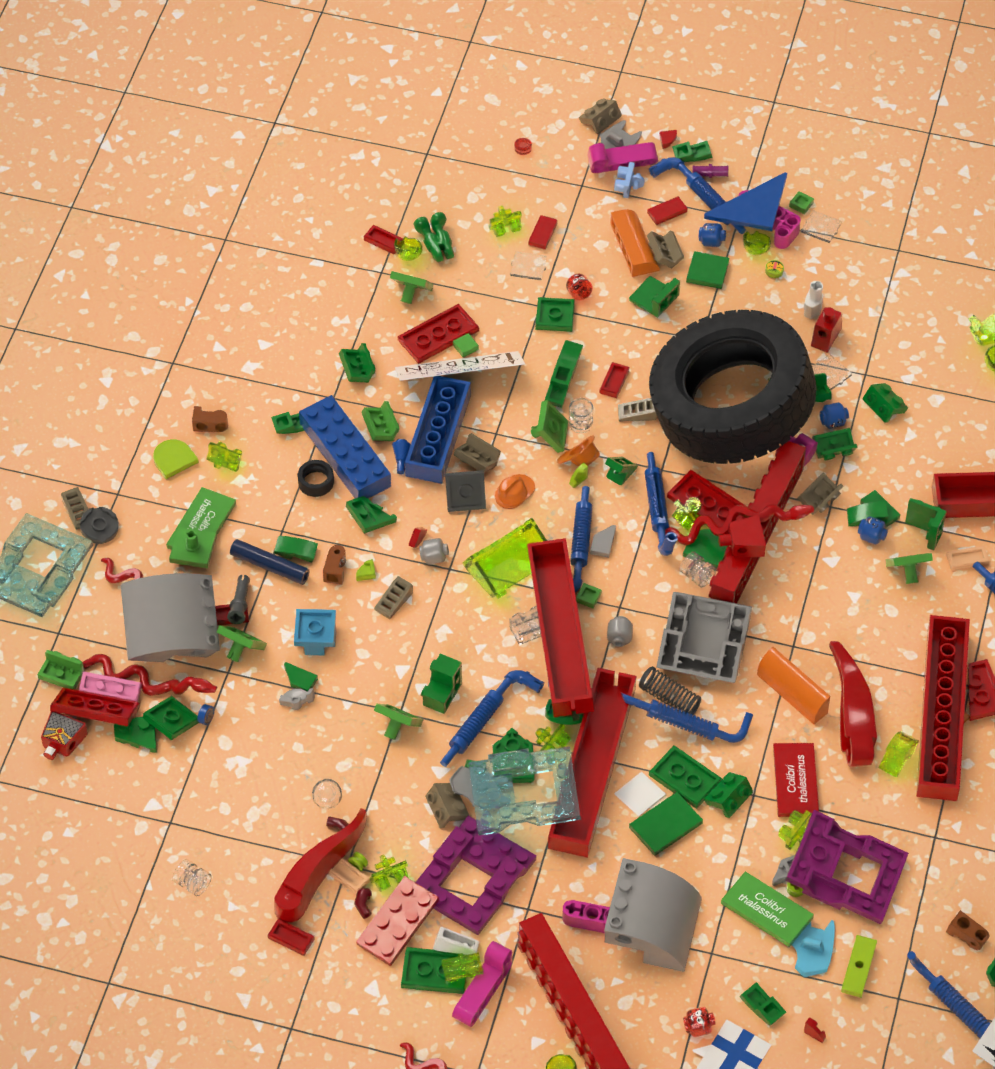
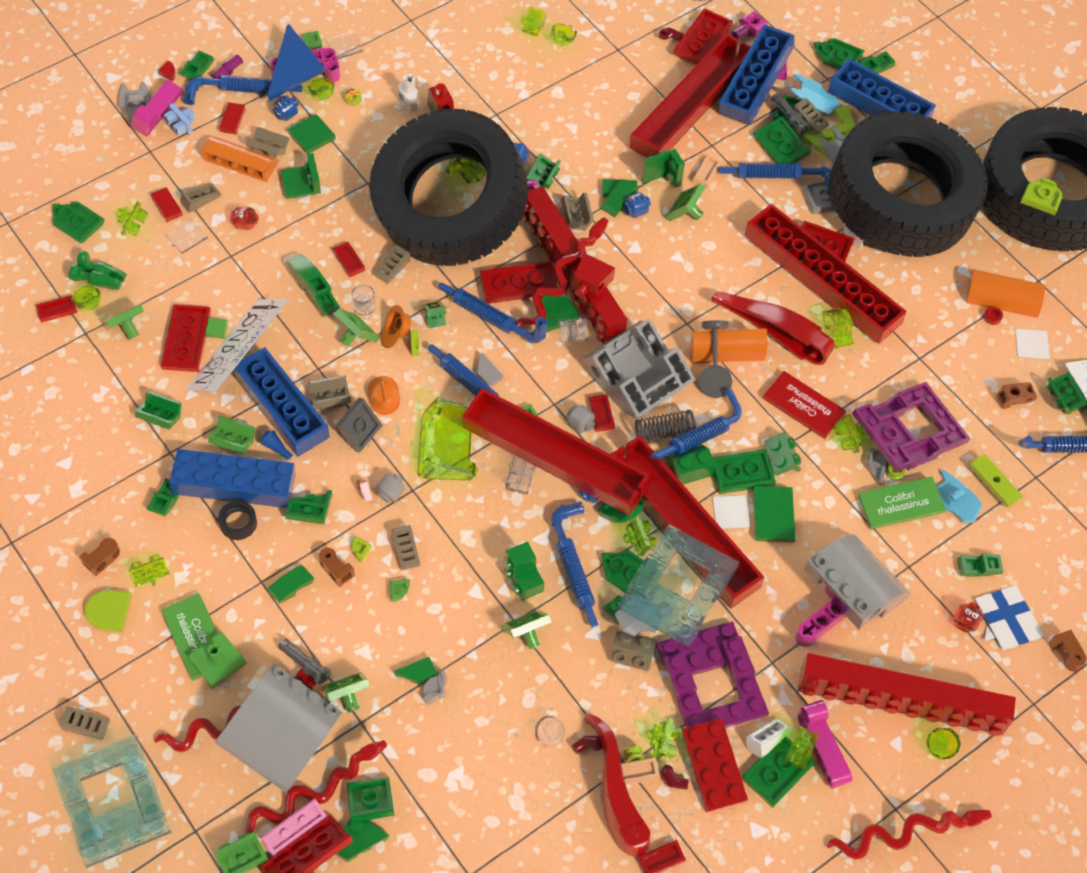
camera: 55 degrees left, 5 degrees up
(99, 525) = (119, 717): dark grey tile -> none
(205, 714) = (391, 770): blue tile -> none
(269, 561) = (285, 612): dark blue piece -> none
(315, 630) = (388, 626): dark azure panel -> none
(356, 619) = (399, 589): none -> bright green tile
(470, 191) = (76, 220): none -> green tile
(523, 146) = (72, 159): clear red tile -> none
(555, 314) = (249, 252): green tile -> none
(562, 246) = (191, 203): none -> dark tan slope
(601, 114) = (101, 92): dark tan bracket -> none
(643, 643) = (603, 415): none -> red tile
(652, 735) = (692, 464): none -> green slope
(687, 514) = (519, 298): clear neon green hips -> none
(754, 697) = (715, 378): none -> dark grey piece
(812, 1030) = (1027, 548): red tile -> none
(884, 401) = (533, 120): green bracket -> none

